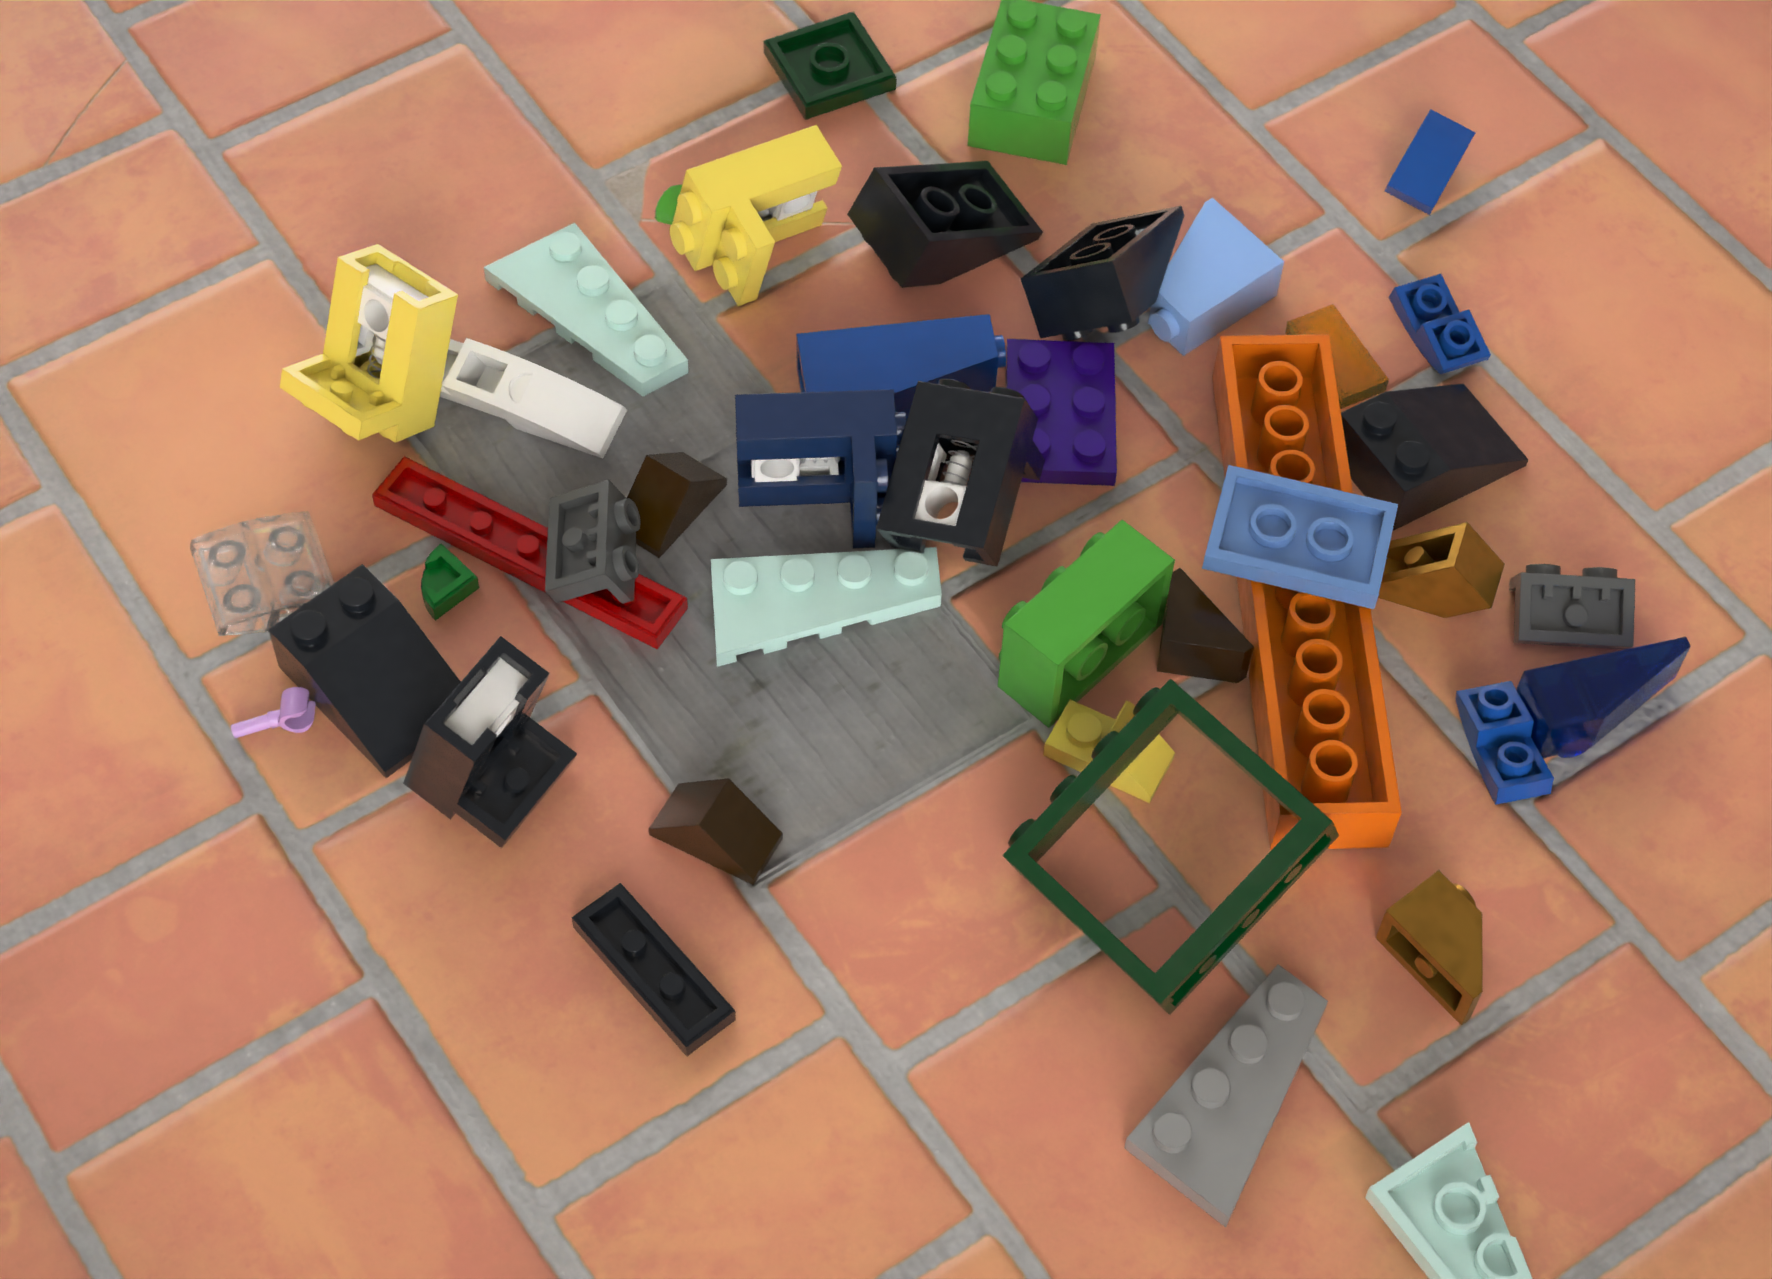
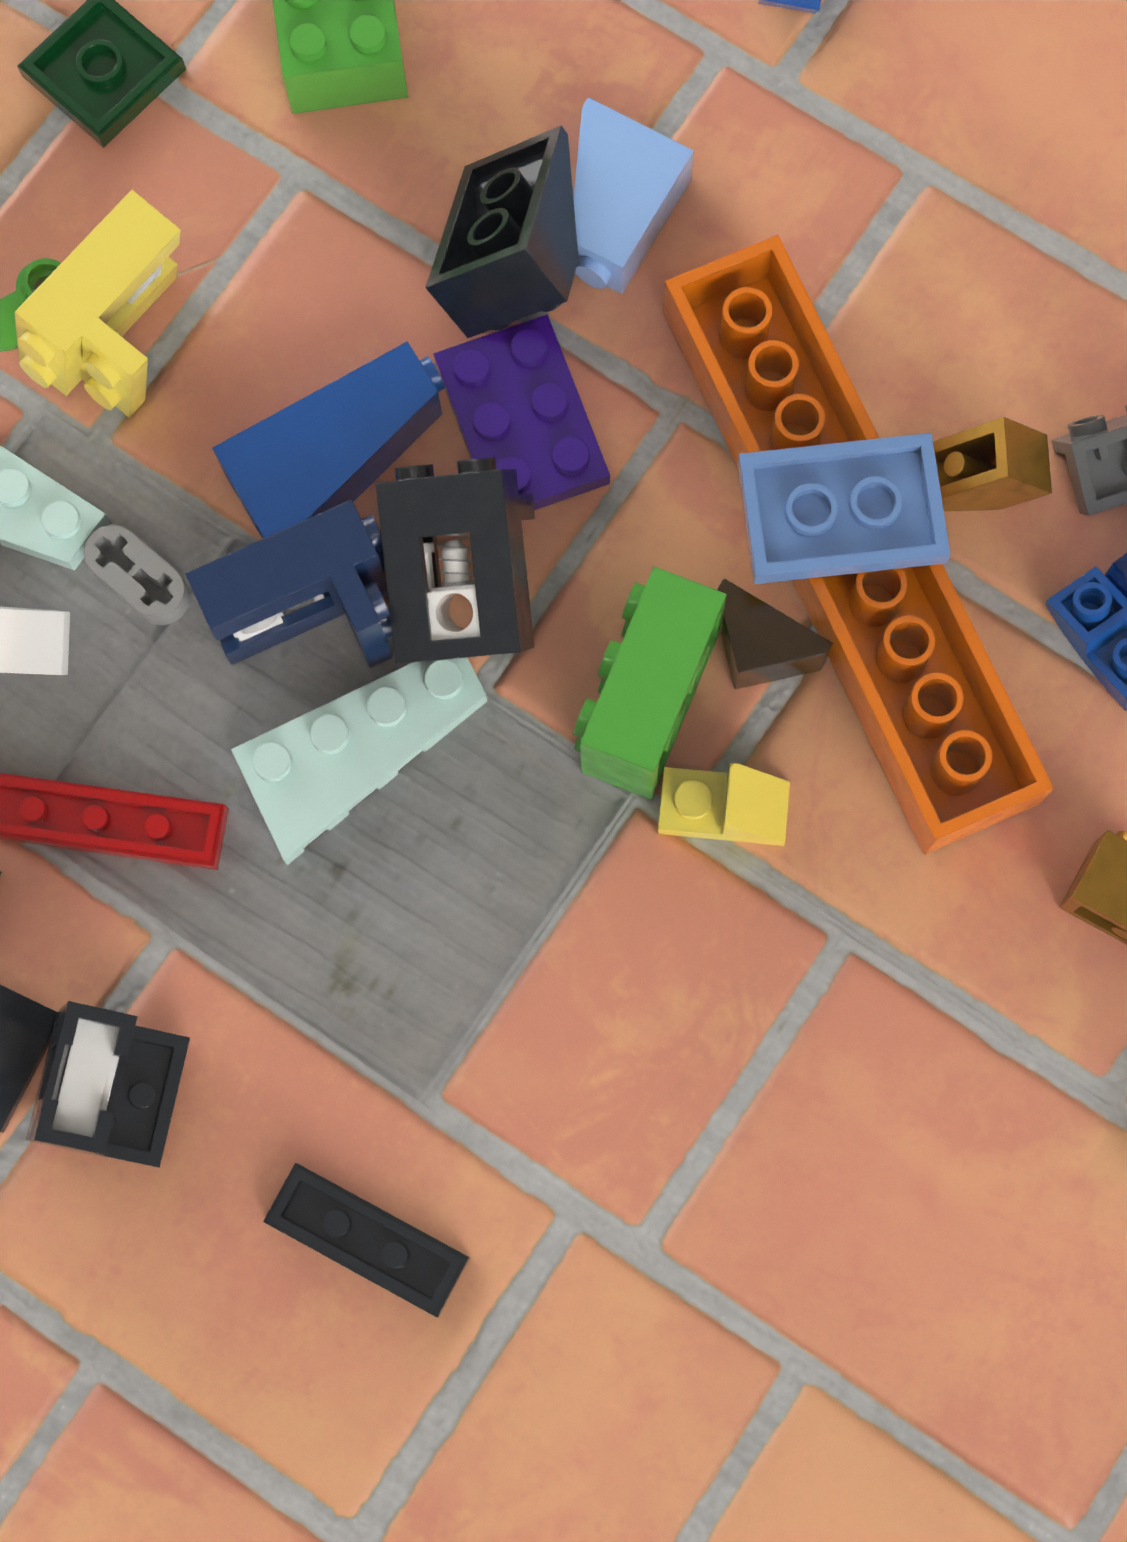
camera: 15 degrees left, 20 degrees up
(592, 543) = (102, 791): dark grey bracket -> none
(670, 496) = (156, 691): dark brown slope -> none
(682, 416) = (128, 585): none -> light grey beam
(718, 827) = (366, 1059): dark brown slope -> none
(940, 220) = (305, 230): black slope -> none
(1224, 1104) = (982, 1154): light grey wing -> none
(1244, 904) = (719, 892): dark green window -> none
(1355, 369) = (764, 212): clear yellow tile -> none
(1425, 448) = (917, 318): black slope -> none
(1437, 327) = (873, 158): blue slope -> none

